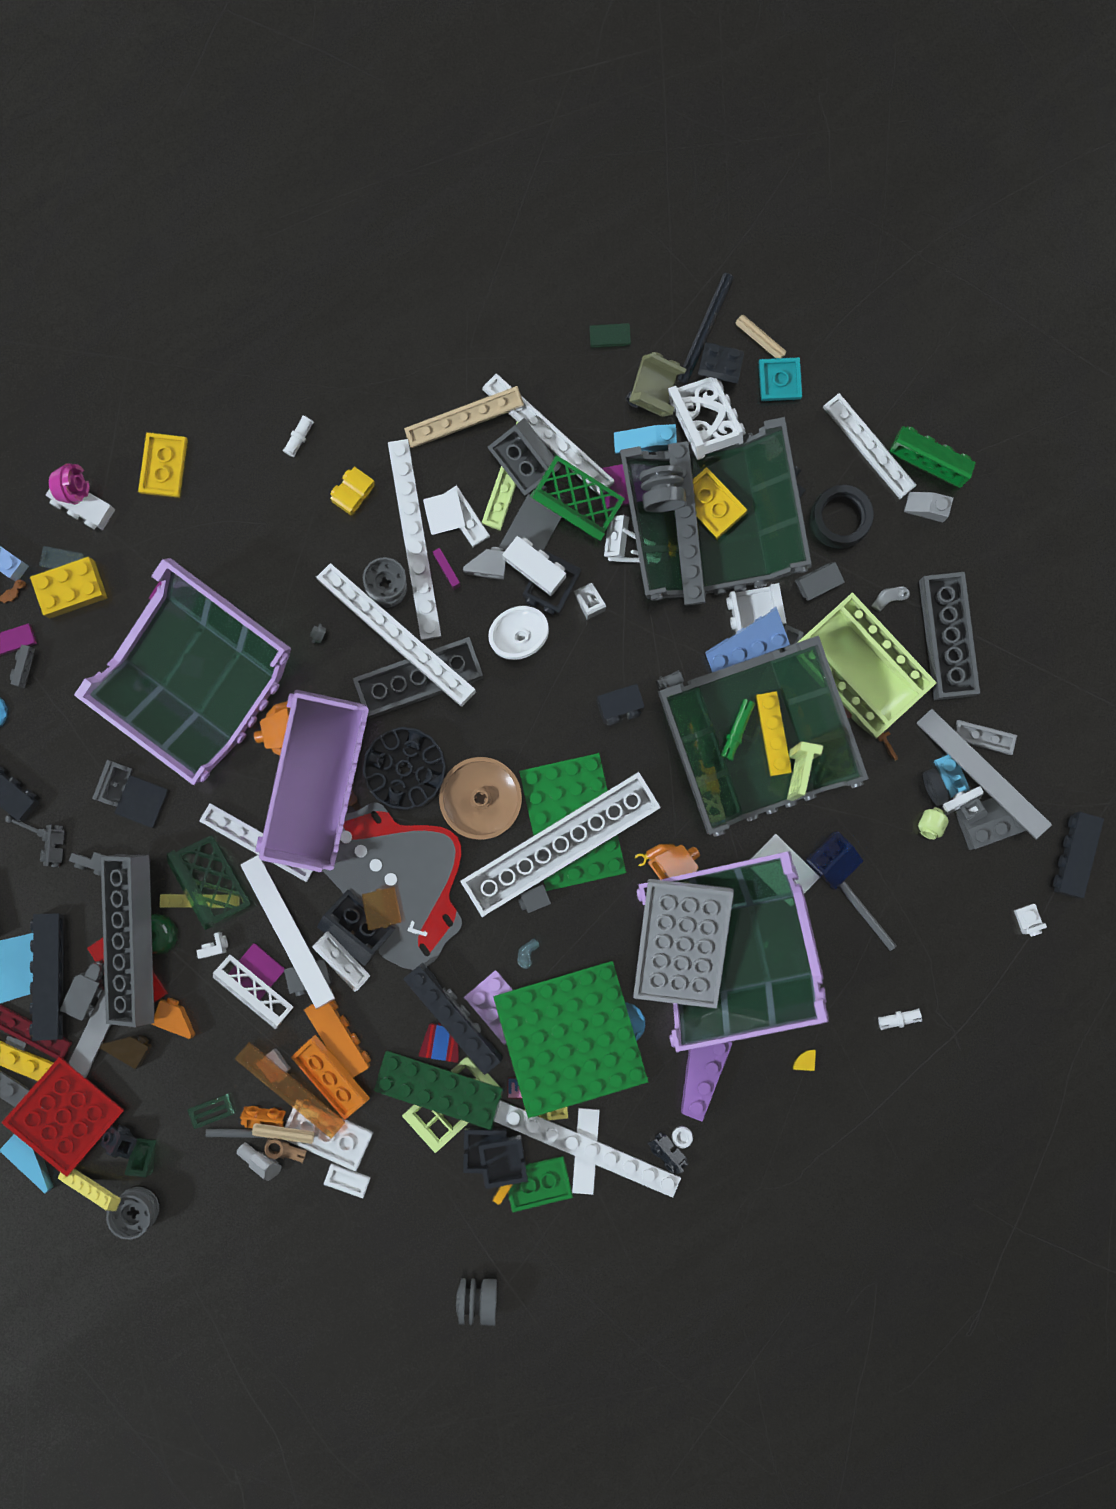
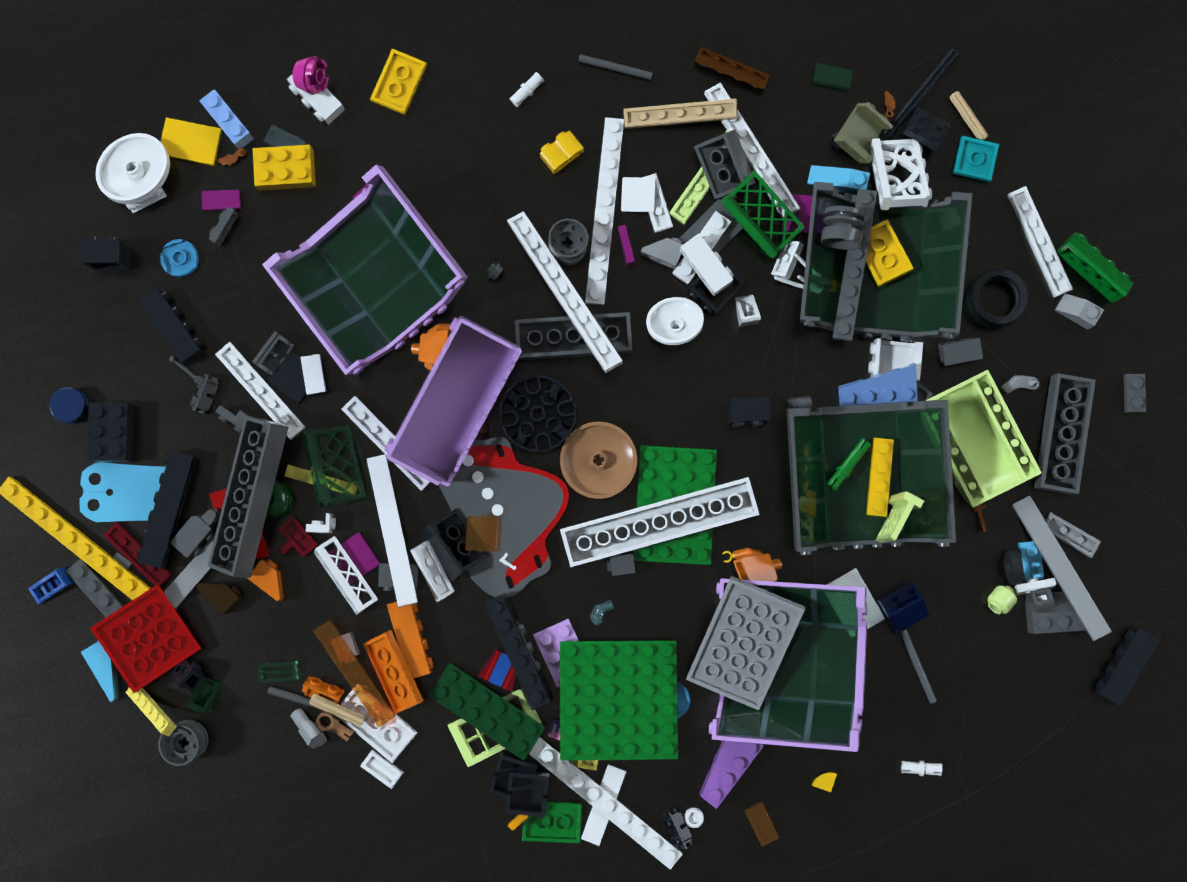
camera: 20 degrees right, 0 degrees up
(109, 825) = (259, 389): none -> white plate
(160, 793) = (313, 374): none -> white tile
(190, 967) = (296, 537): none -> dark red plate
(381, 387) = (616, 67): none -> dark grey bar
(505, 355) = (733, 68): none -> reddish brown plate
(532, 530) = (712, 231): none -> white plate
(677, 348) = (889, 104): none -> dark orange piece
(753, 1123) = (761, 823): none -> clear orange tile
(1009, 574) = (1134, 393): none -> dark grey plate
(1029, 920) = (1065, 712): white bracket -> none

